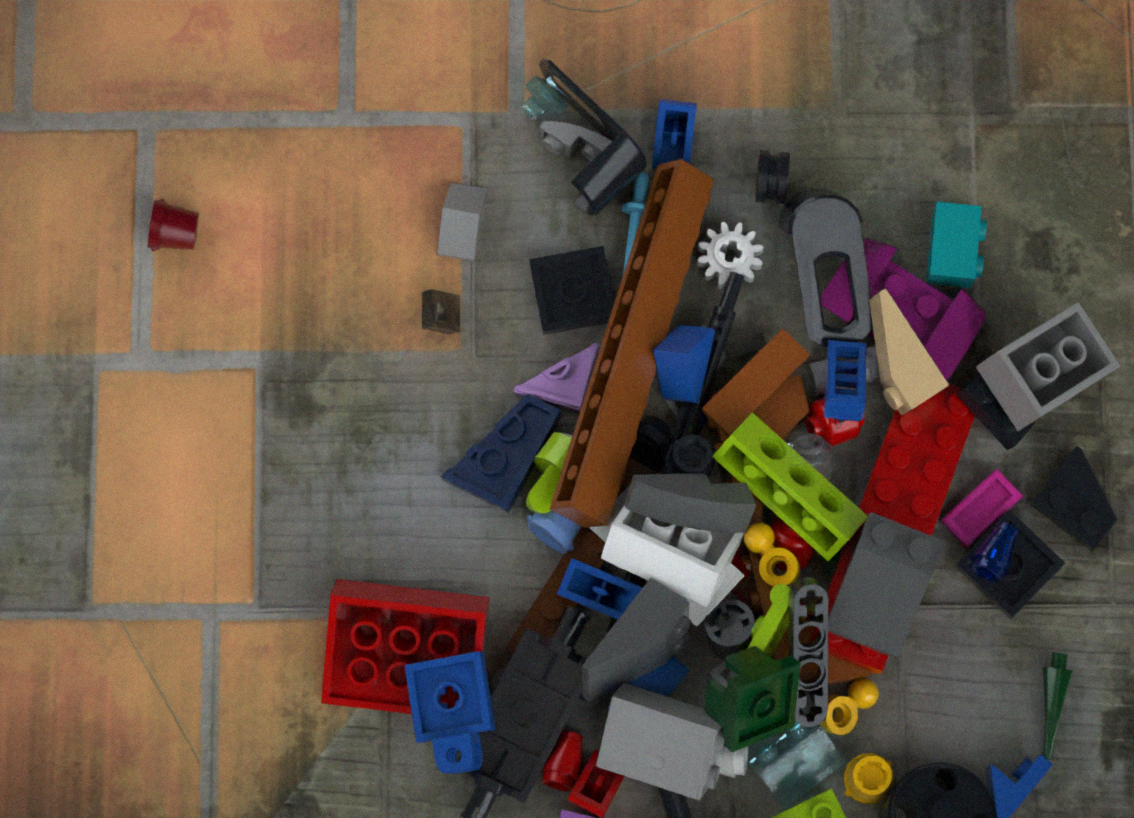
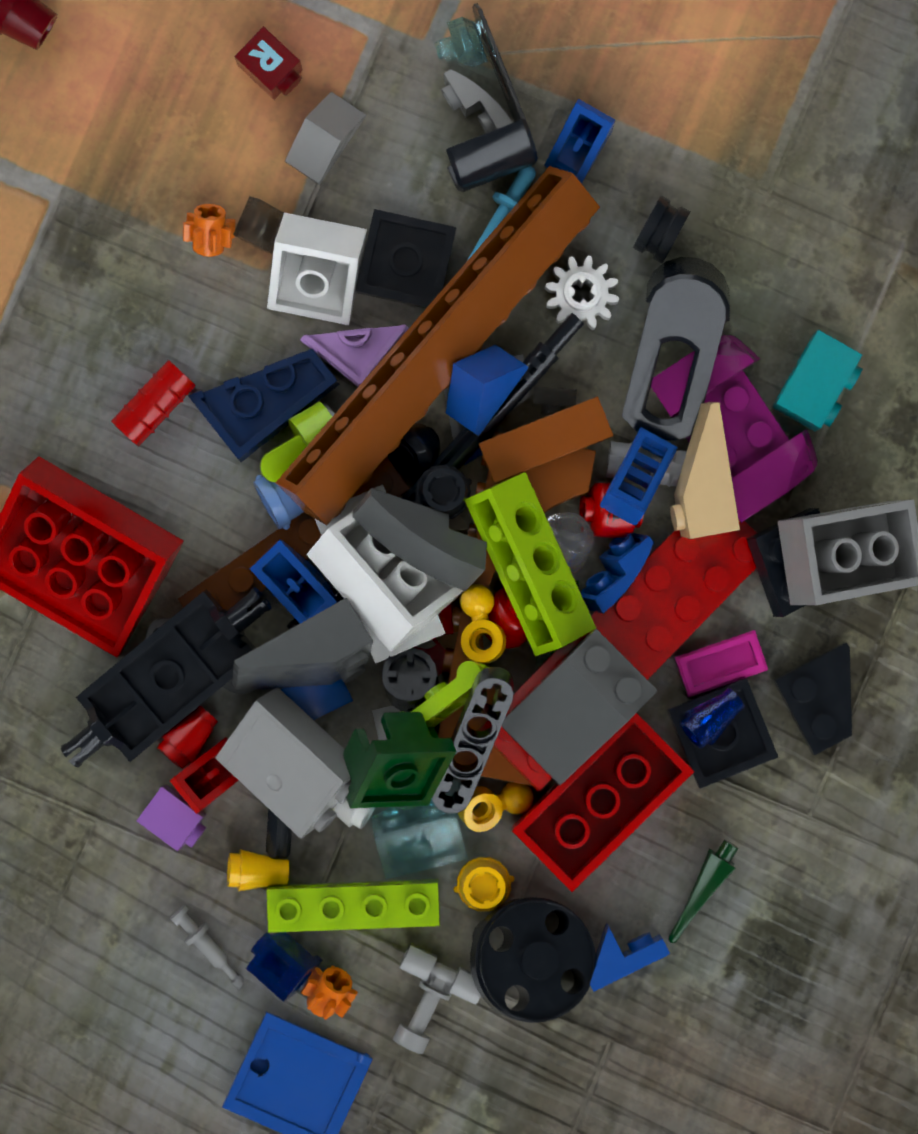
camera: 25 degrees right, 10 degrees up
(392, 180) = (270, 64): none -> dark red brick
(400, 333) = (208, 230): none -> orange gear
(414, 494) = (153, 403): none -> red axle
(454, 727) = (88, 663): blue plate -> none
(502, 328) = (316, 268): none -> white slope
(864, 463) = (623, 564): none -> blue slope
(937, 662) = (602, 802): none -> red brick

